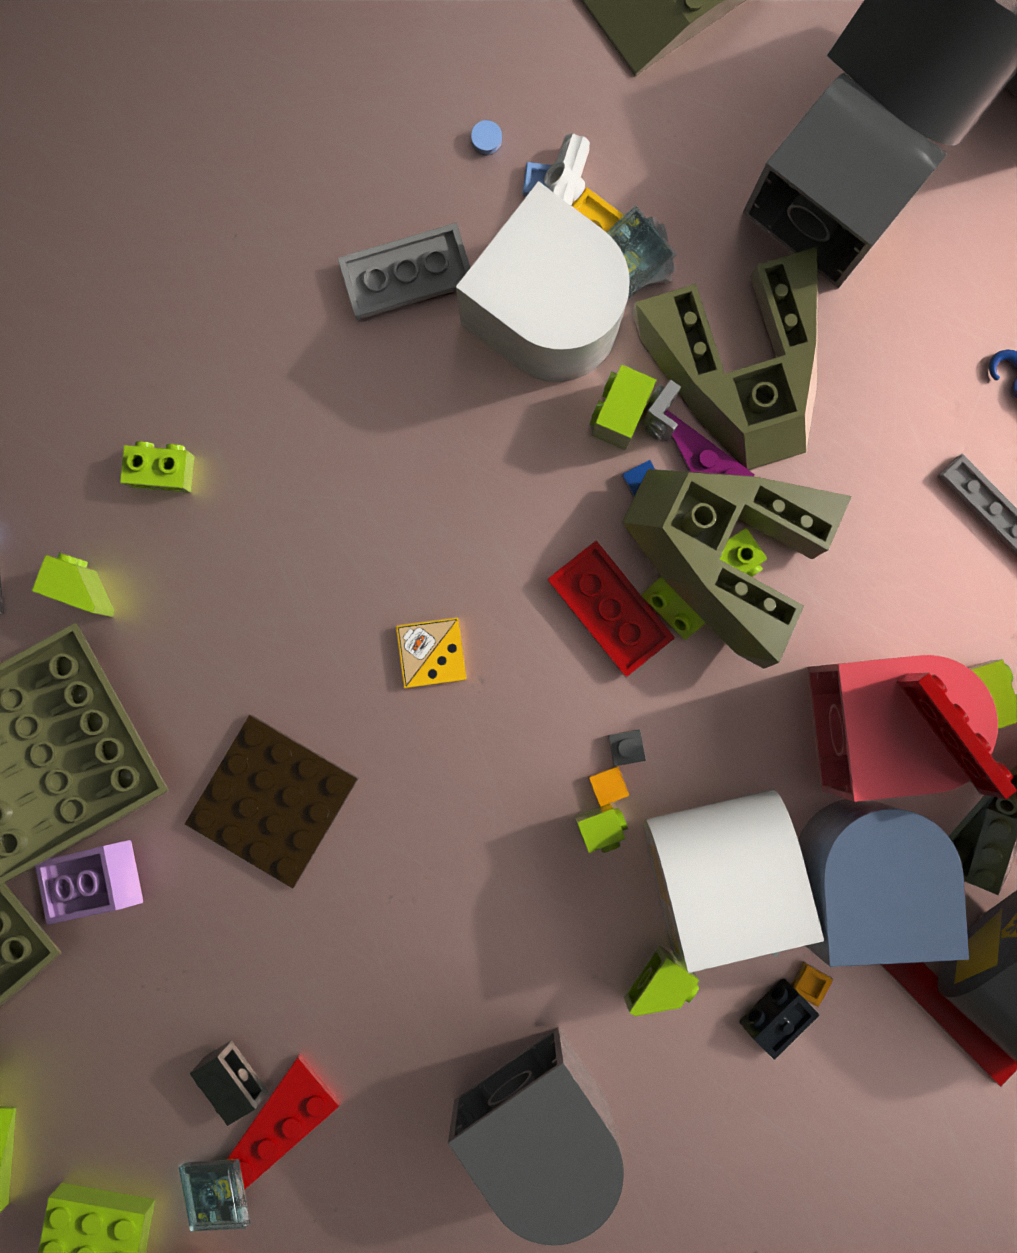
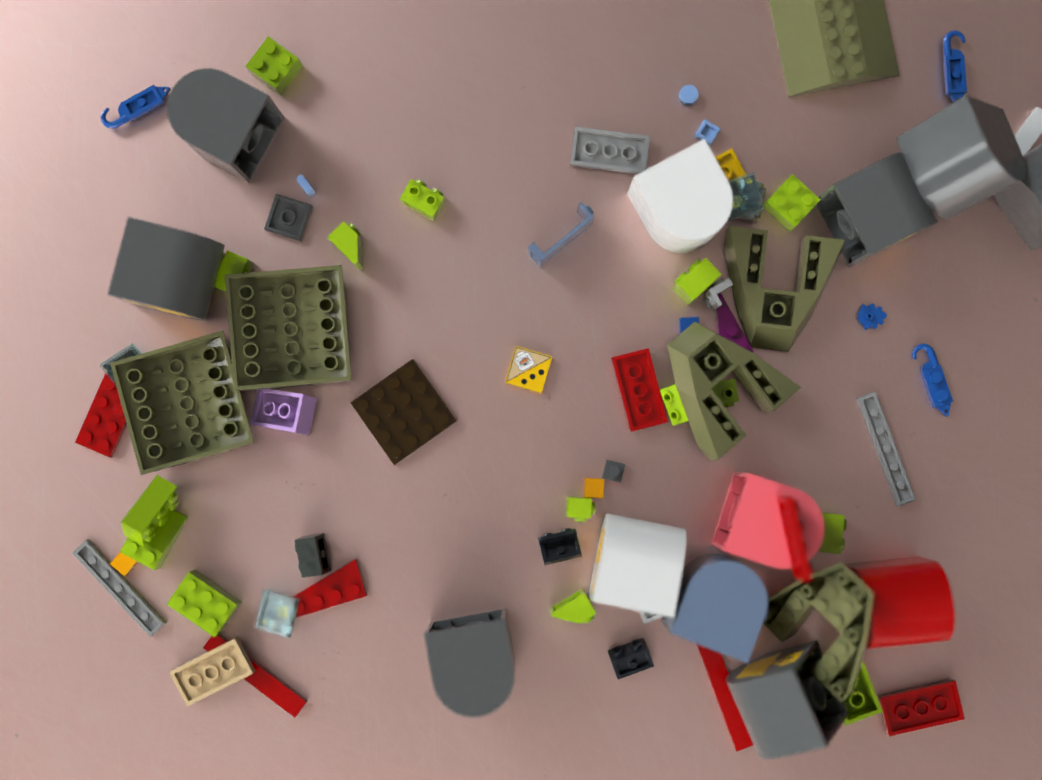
camera: 25 degrees right, 0 degrees up
(375, 478) = (541, 258): none -> sand blue panel
(565, 174) = (721, 137): white piece -> none
(597, 898) = (559, 546): none -> black bracket
(711, 228) = (791, 202): none -> lime brick
(811, 984) = (657, 648): light orange tile -> none
(904, 344) = (871, 316): none -> blue piece

